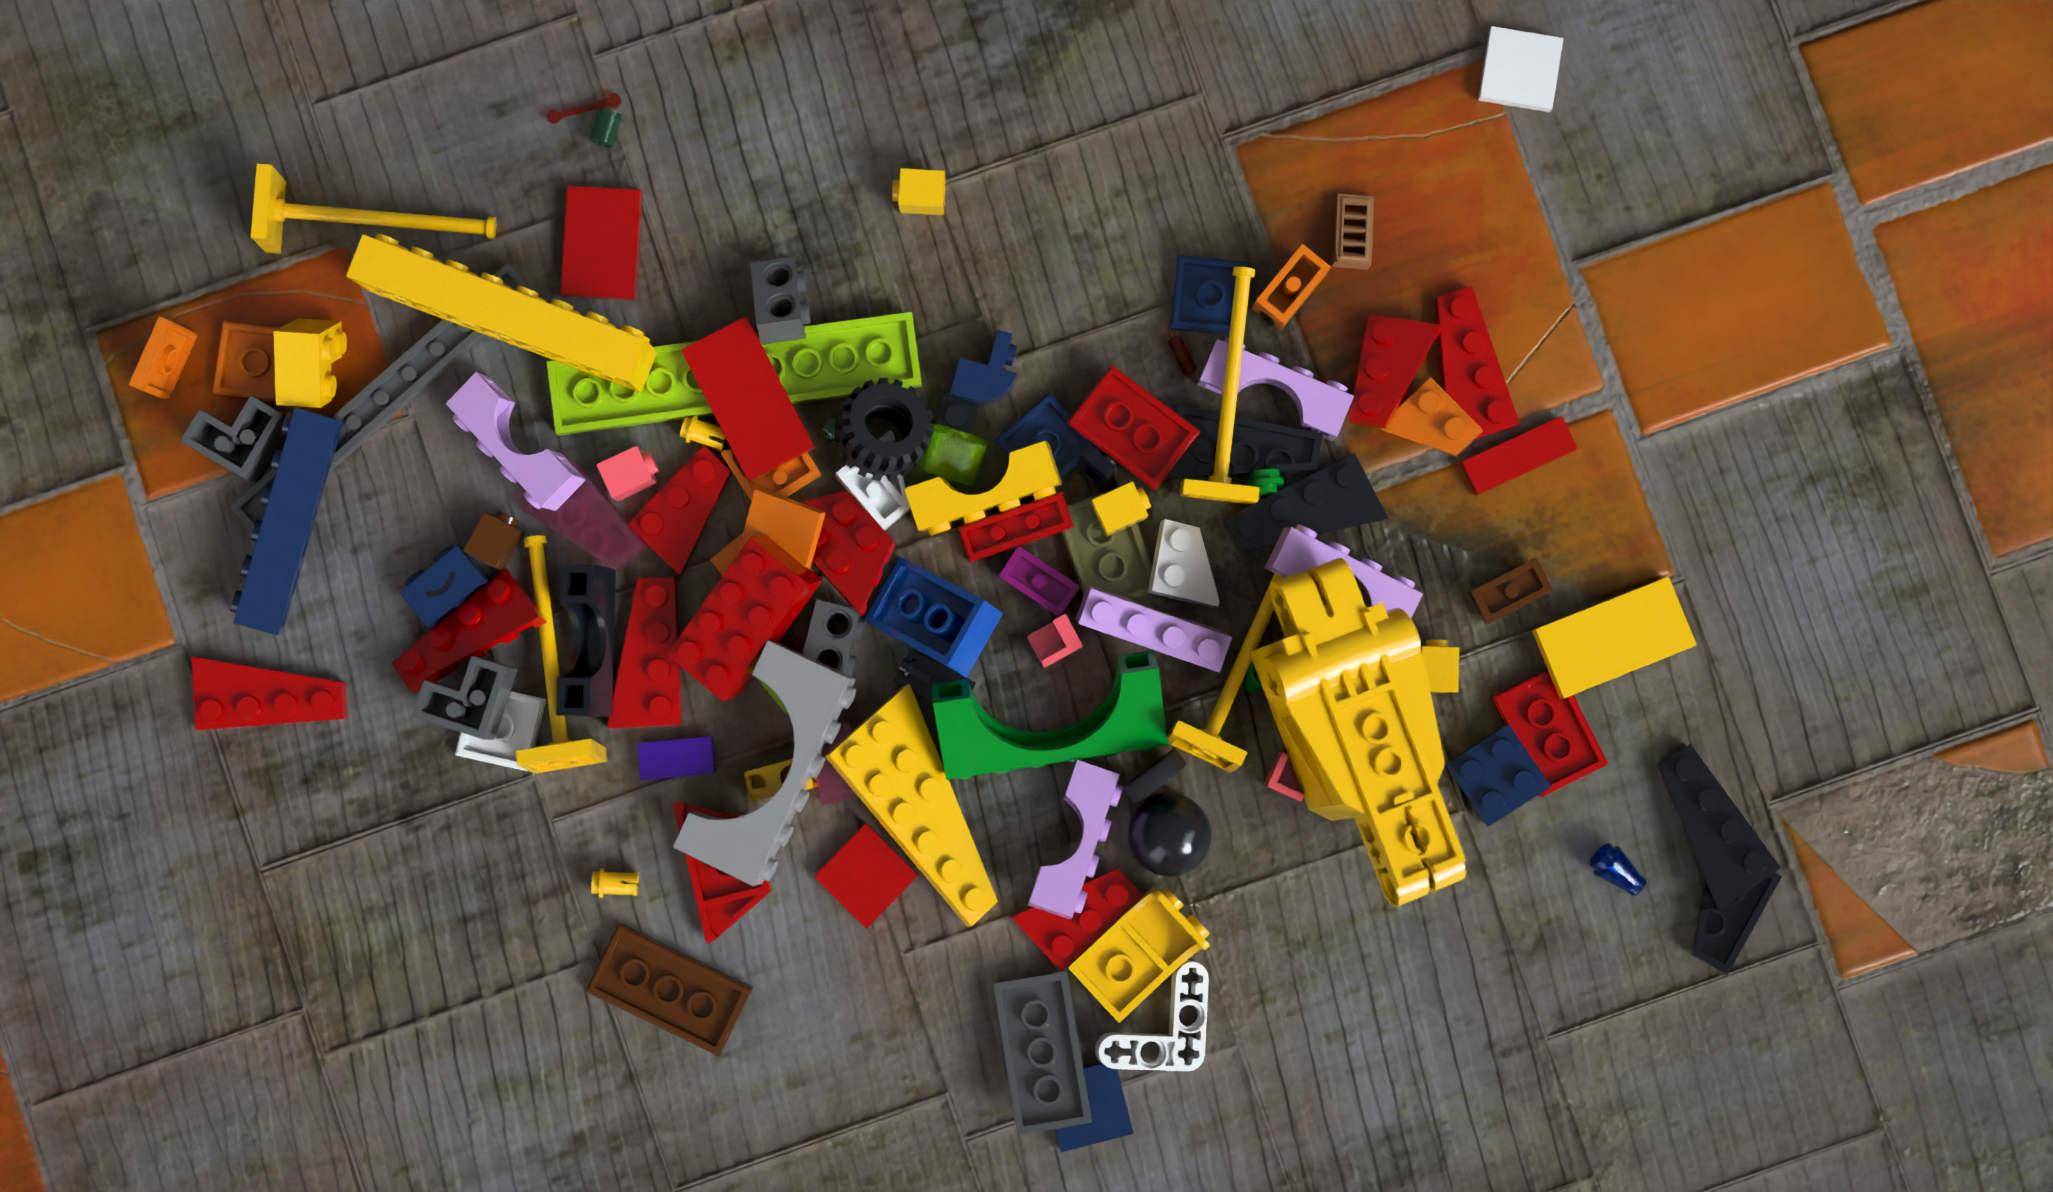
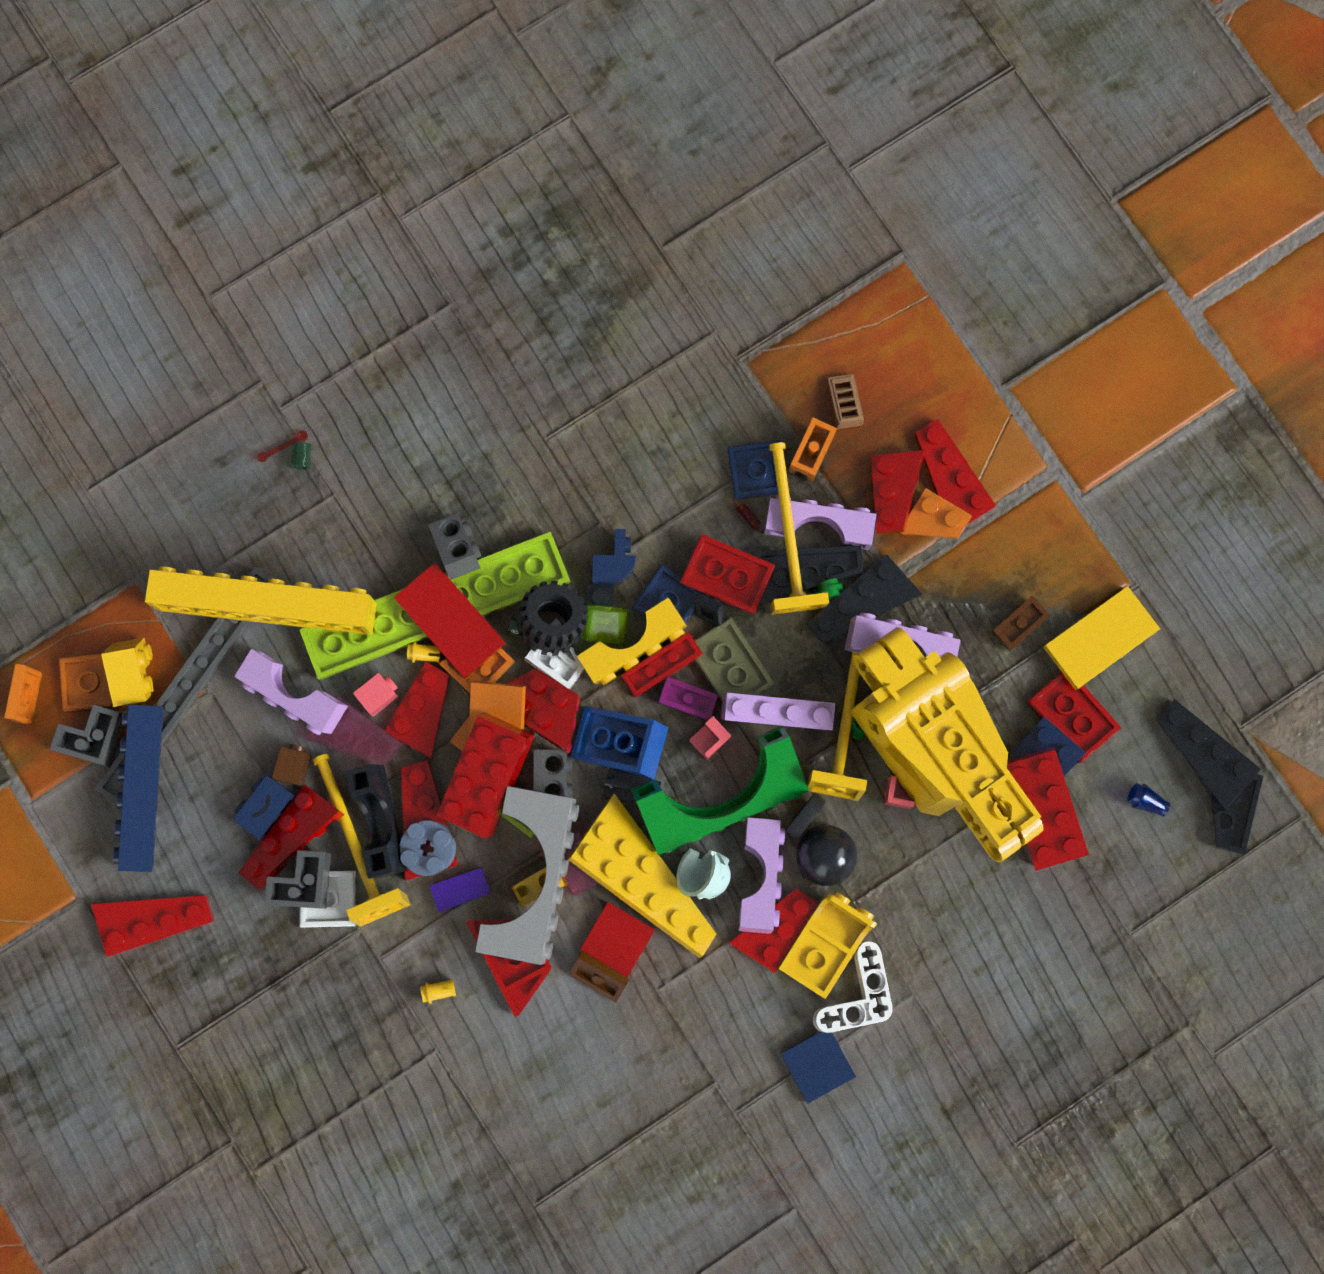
camera: 20 degrees left, 5 degrees down
(271, 210) = (78, 569): yellow tile -> none
(601, 243) = (317, 537): red tile -> none
(624, 696) = (435, 861): none -> sand blue plate
(669, 989) = (495, 1058): reddish brown tile -> none
(829, 918) = (599, 976): none -> reddish brown plate
(920, 191) = (535, 446): yellow brick -> none
(999, 822) = (703, 876): none -> light aqua helmet
(1042, 1053) = (776, 1035): dark grey plate -> none
(1121, 508) = (733, 632): yellow brick -> none
(1182, 566) = (786, 663): white wing -> none
(1441, 666) = (987, 687): yellow brick -> none
(1483, 821) = (1046, 788): none -> red brick
(1518, 455) = (1001, 528): red tile -> none
(1520, 69) = (931, 262): white tile -> none

